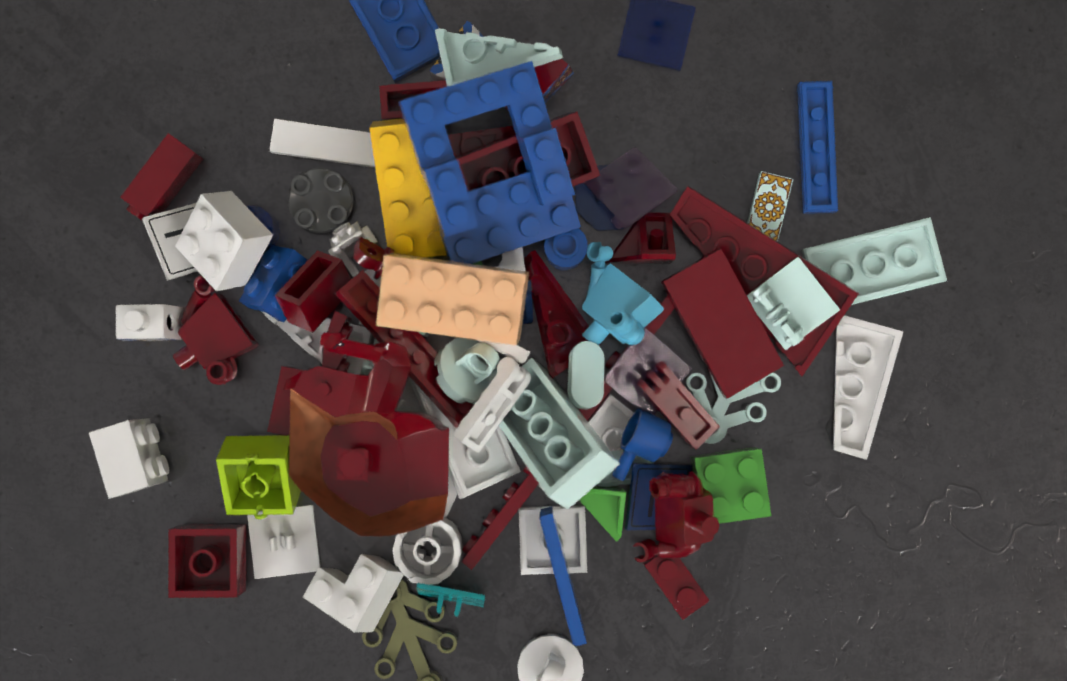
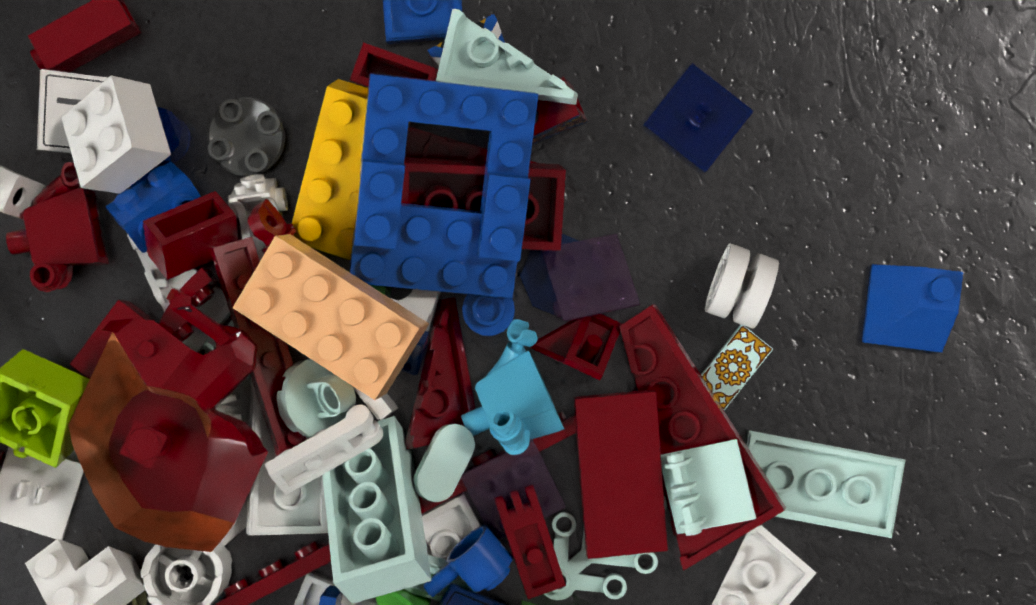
camera: 25 degrees right, 0 degrees up
(322, 143) = (273, 73): white tile -> none
(748, 141) = (742, 285): none -> white wheel
(817, 147) = (816, 325): blue tile -> none
(882, 99) = (911, 306): none -> blue slope

